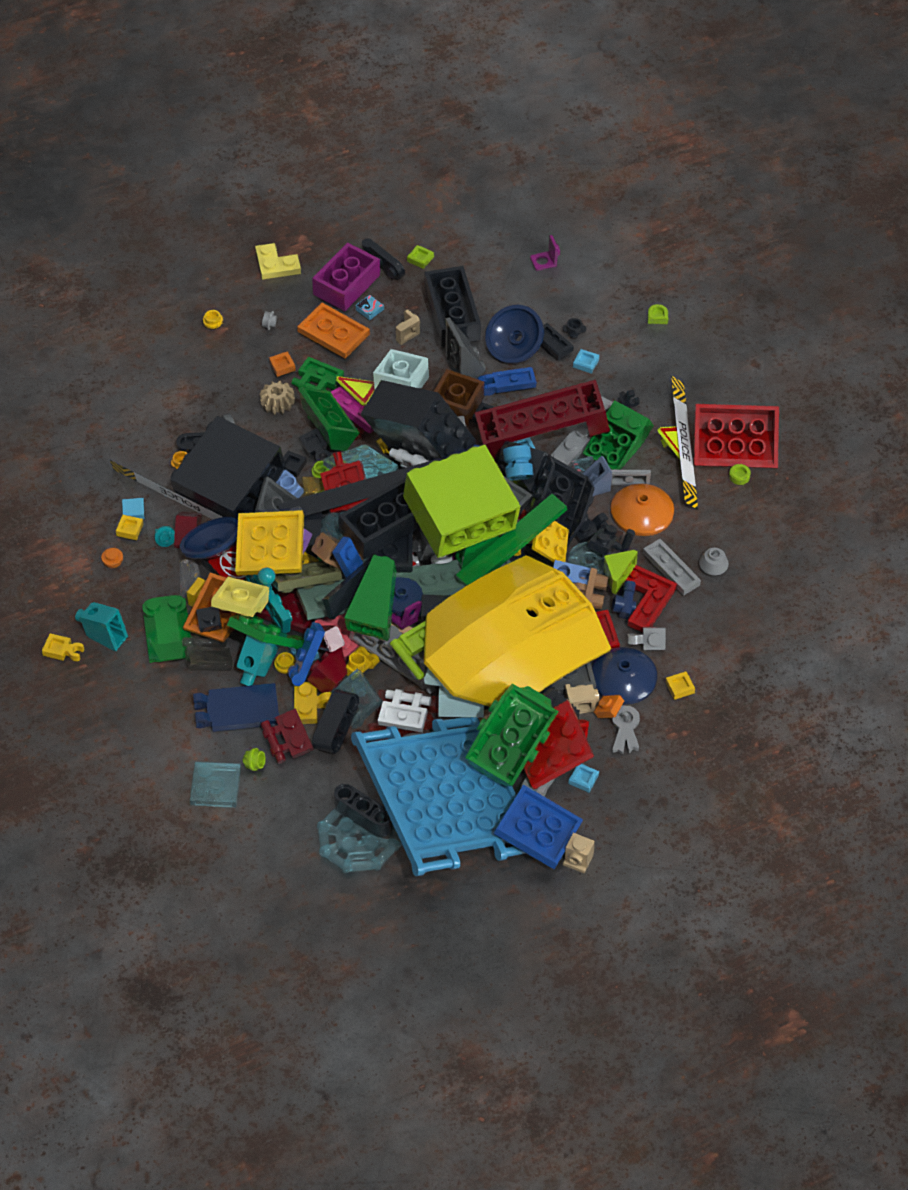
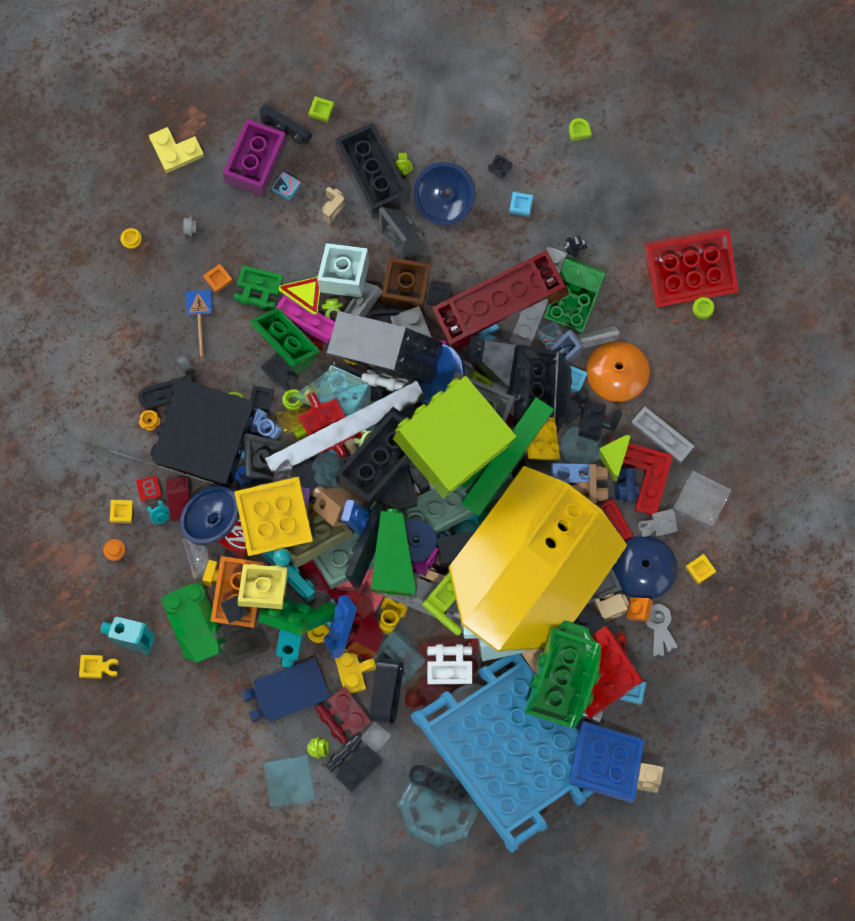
camera: 15 degrees left, 20 degrees up
(133, 507) = (118, 487): medium azure tile -> none
(161, 515) = (148, 489): none -> red tile
(256, 382) = (197, 304): none -> piece
(277, 397) = (227, 315): tan gear -> none
(287, 788) = (359, 768): none -> black plate
(313, 764) = (375, 737): none -> clear plate
(333, 330) = (258, 225): orange plate -> none
(484, 309) = (403, 165): none -> lime plate
(508, 380) = (451, 247): blue hinge -> none
(518, 462) = (492, 363): dark azure wheel -> none
(551, 256) = (455, 77): magenta bracket -> none
(555, 343) = (486, 190): black plate -> none
(599, 506) = (578, 378): none -> medium azure tile
(670, 438) = (631, 285): neon yellow piece -> none
(684, 443) = (641, 283): sticker -> none
(697, 627) = (702, 499): none -> clear plate
(714, 561) = (698, 423): light grey cone -> none

